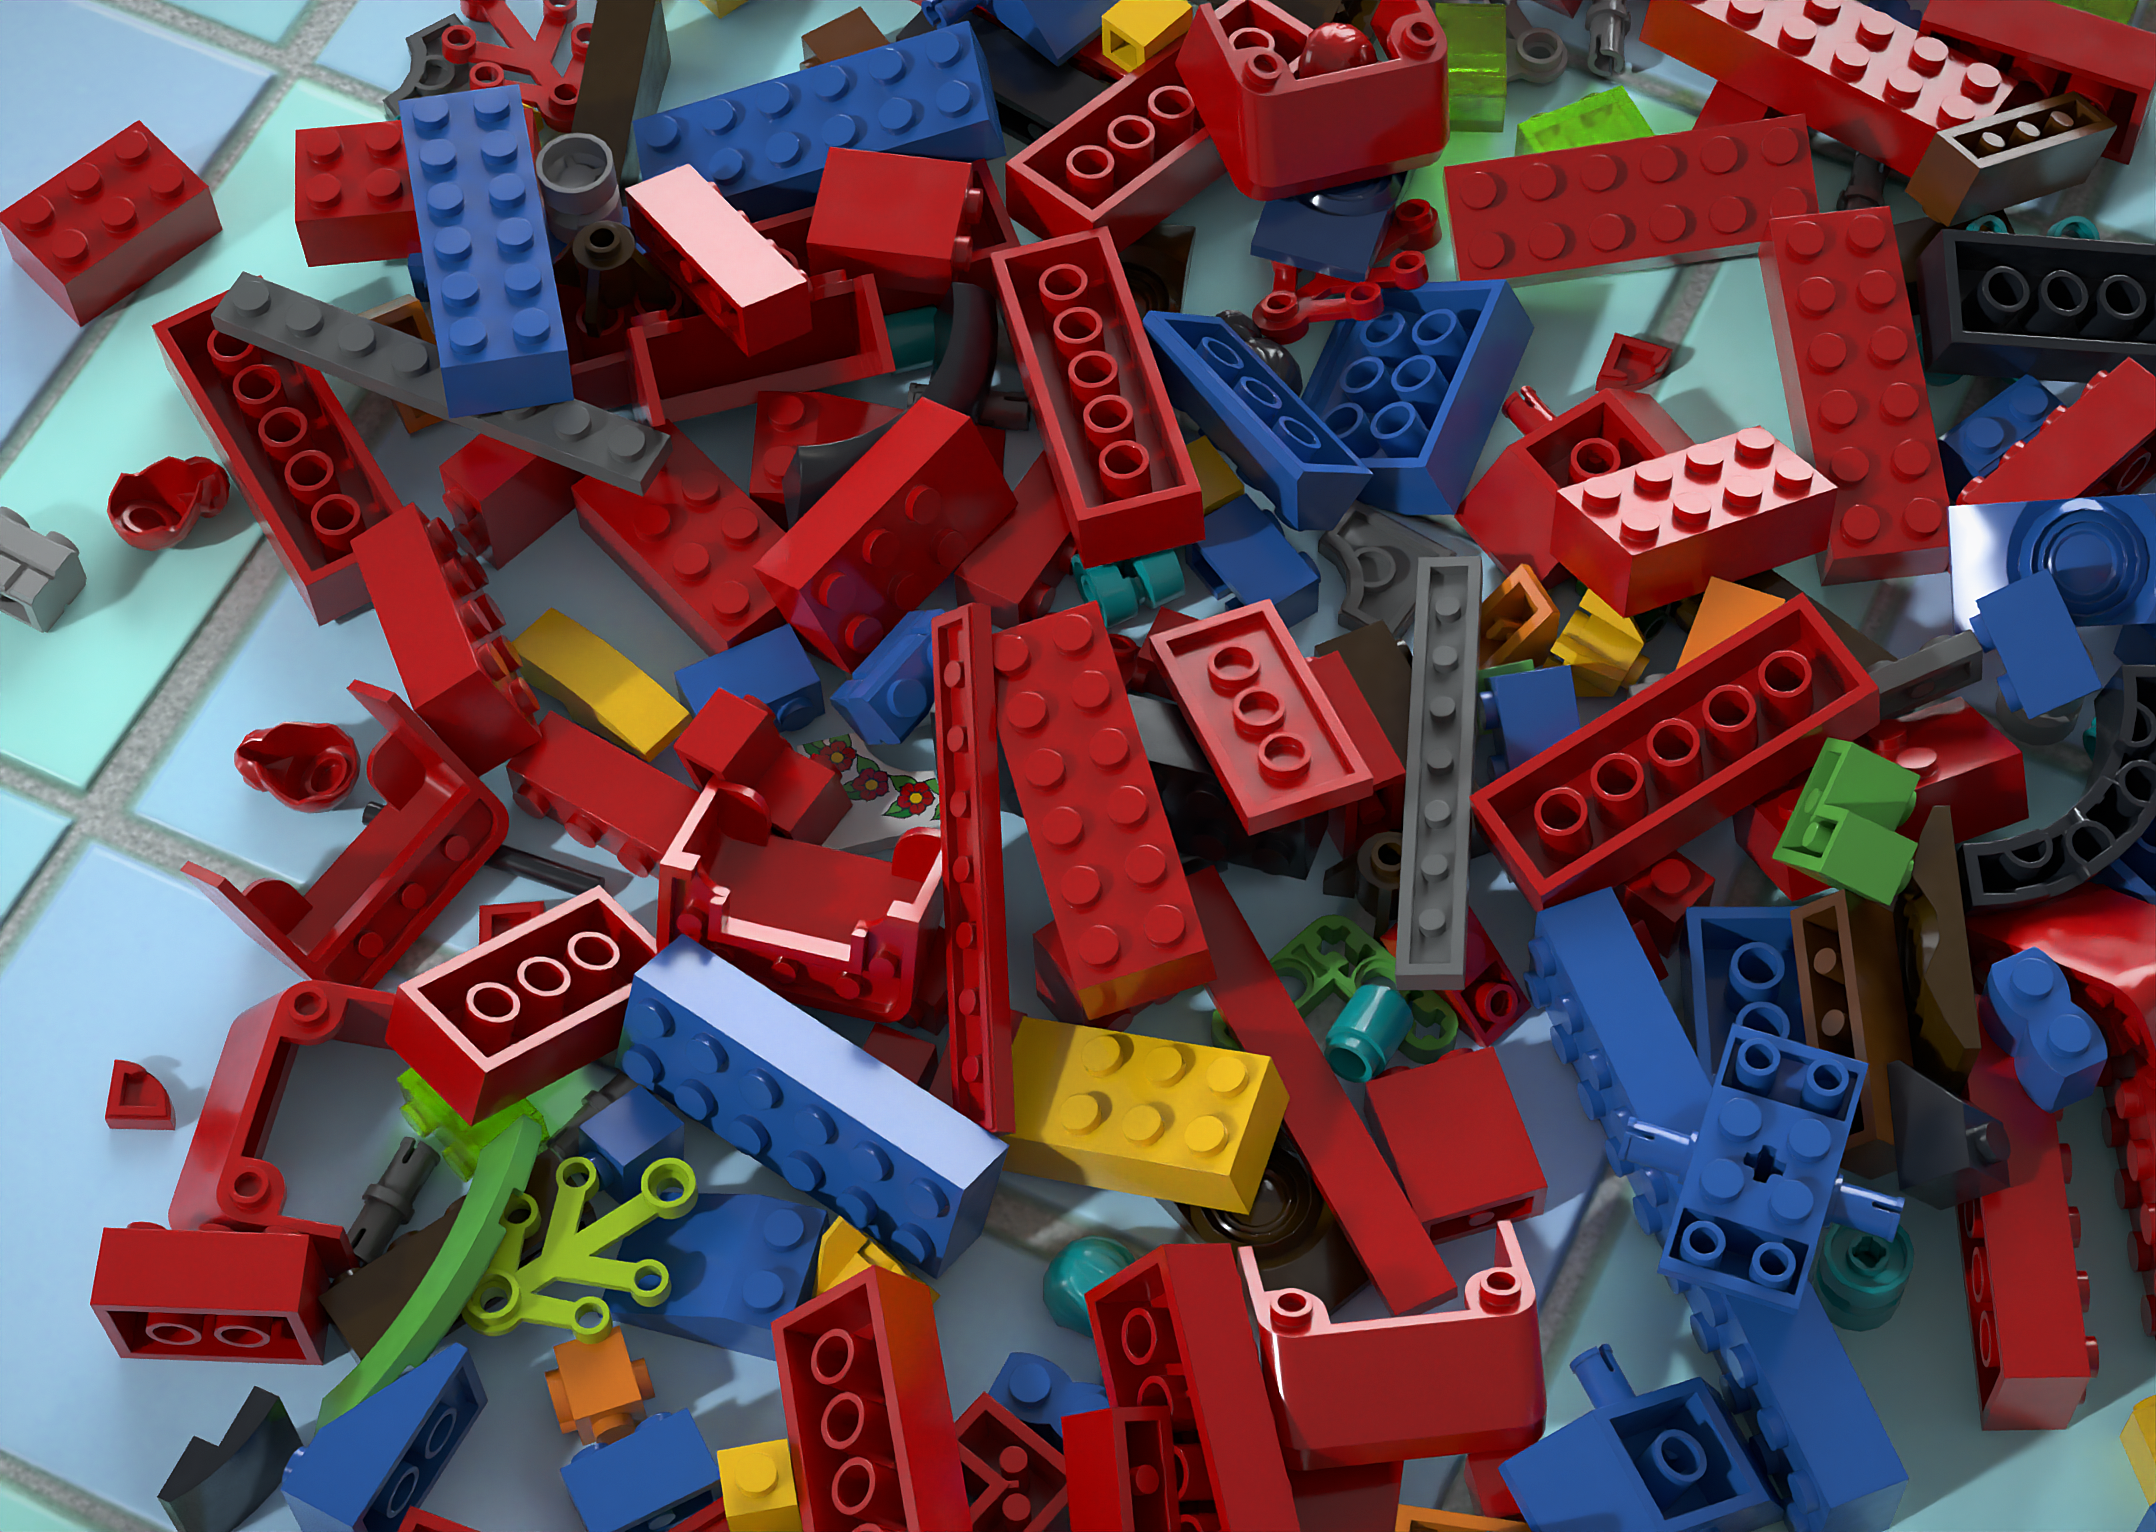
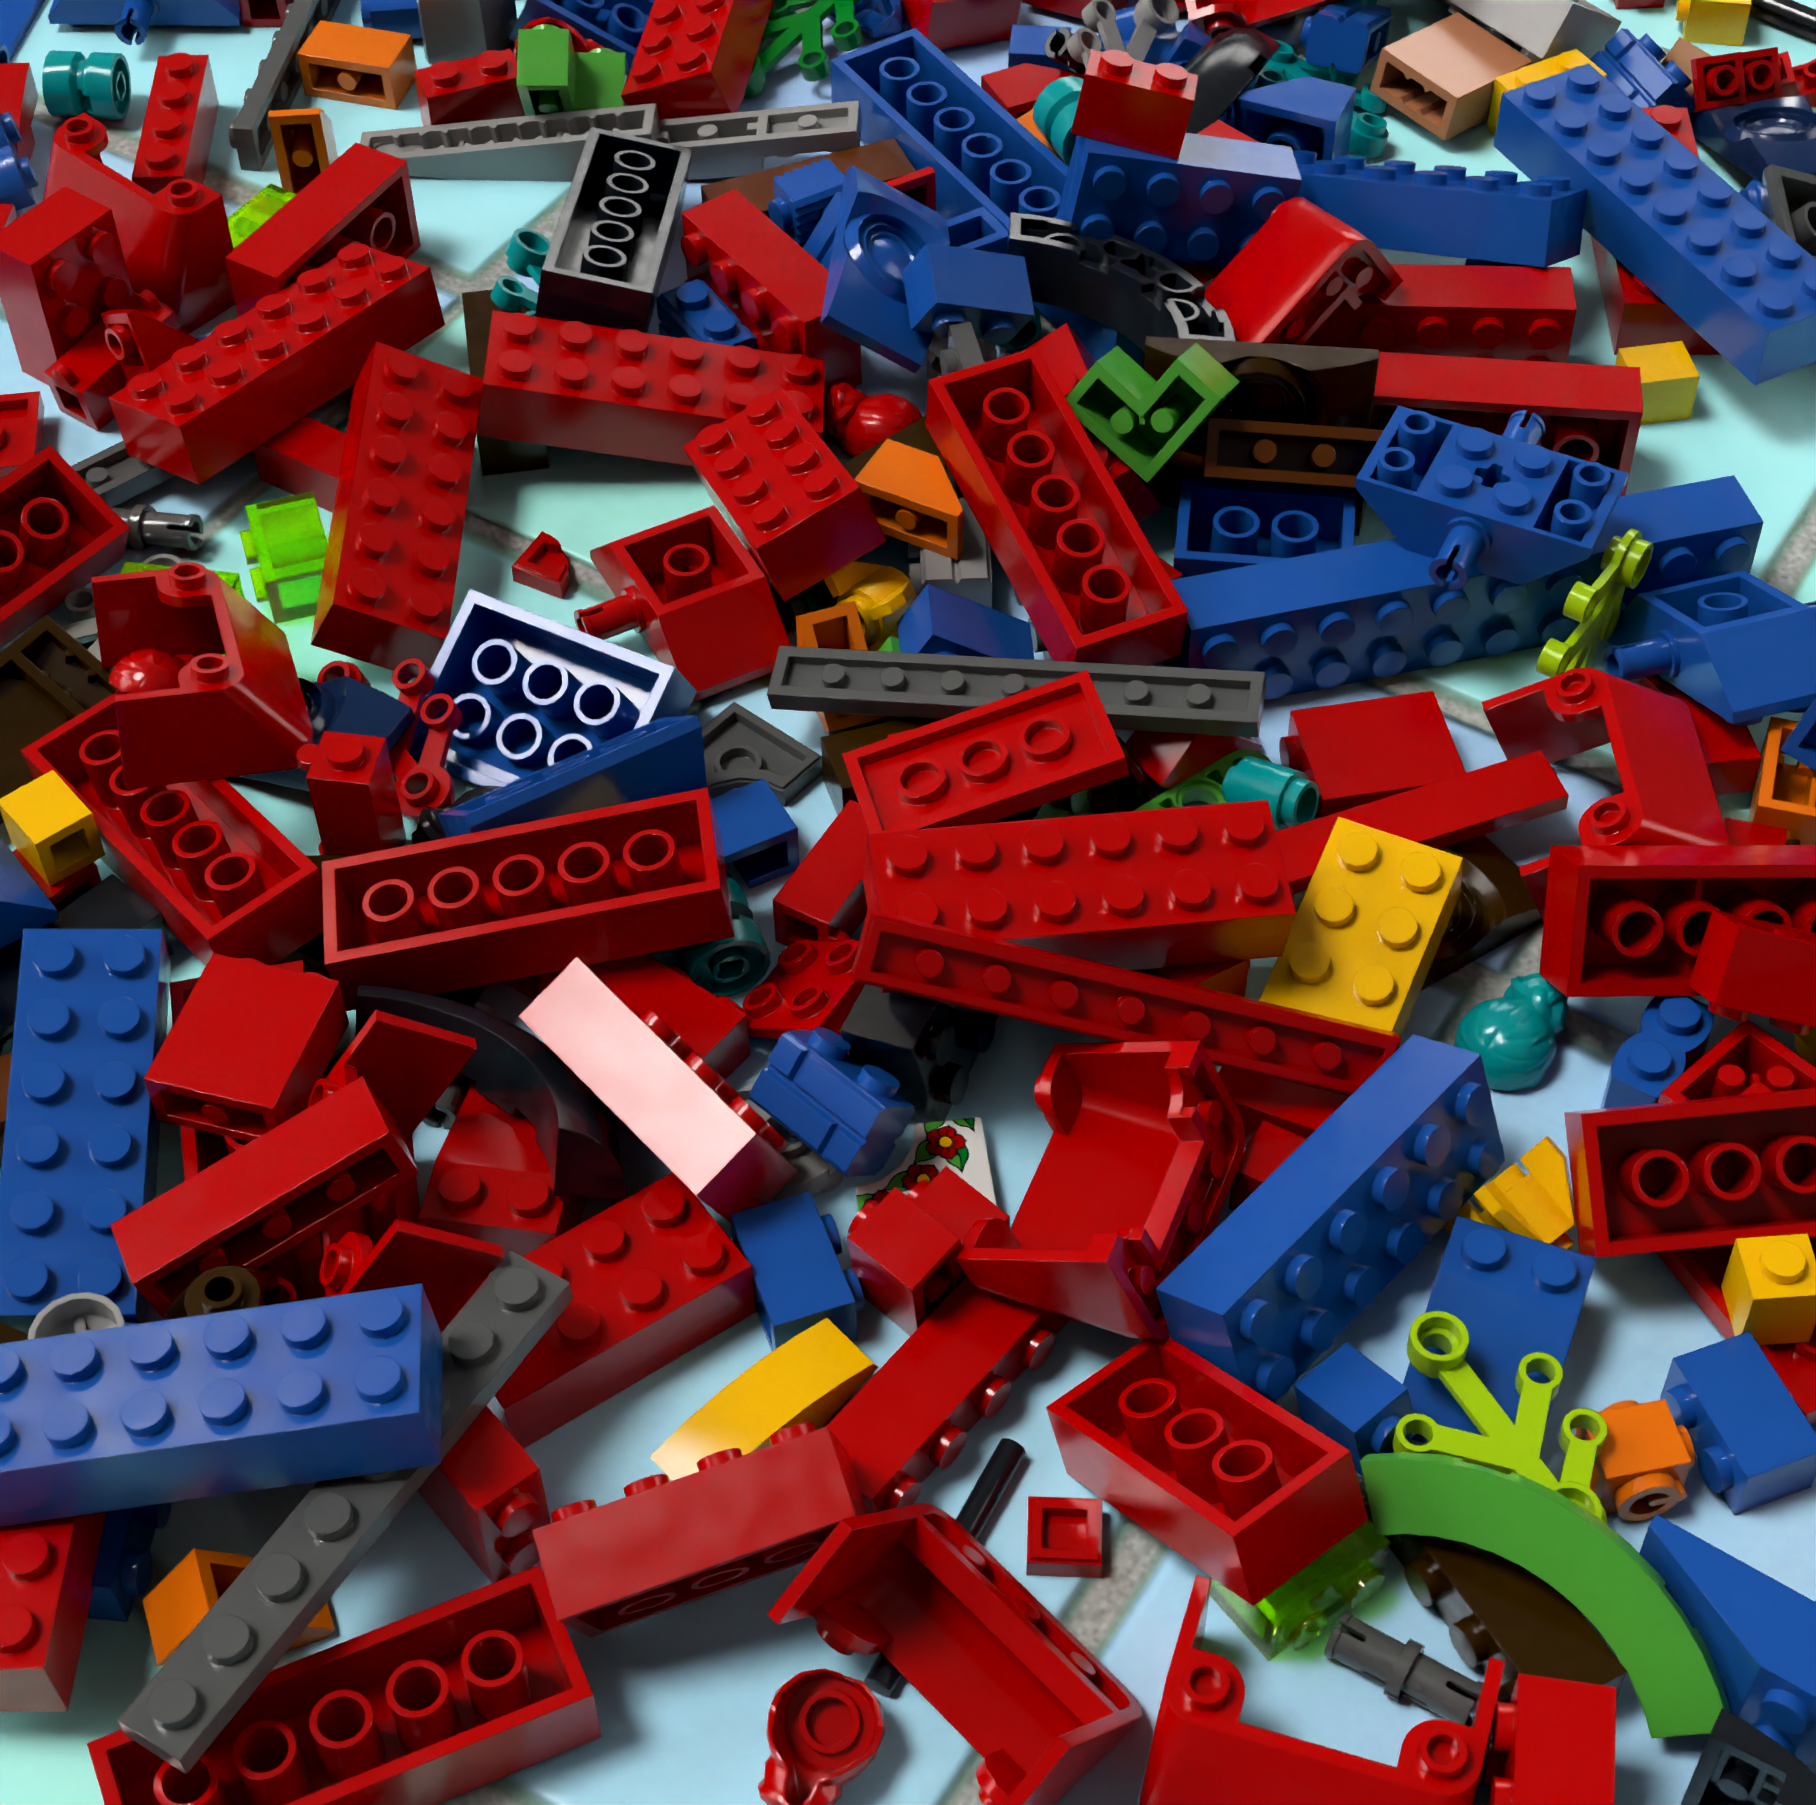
camera: 85 degrees left, 10 degrees down
(1218, 247) = (352, 793): none -> red brick
(1624, 1313) = (1597, 605): none -> lime plant
(1908, 610) = (864, 420): none -> red hair
(1943, 1141) = (1445, 390): black slope -> none
(2009, 158) = (461, 252): reddish brown brick -> none
(2051, 1039) = (1363, 316): blue brick -> none

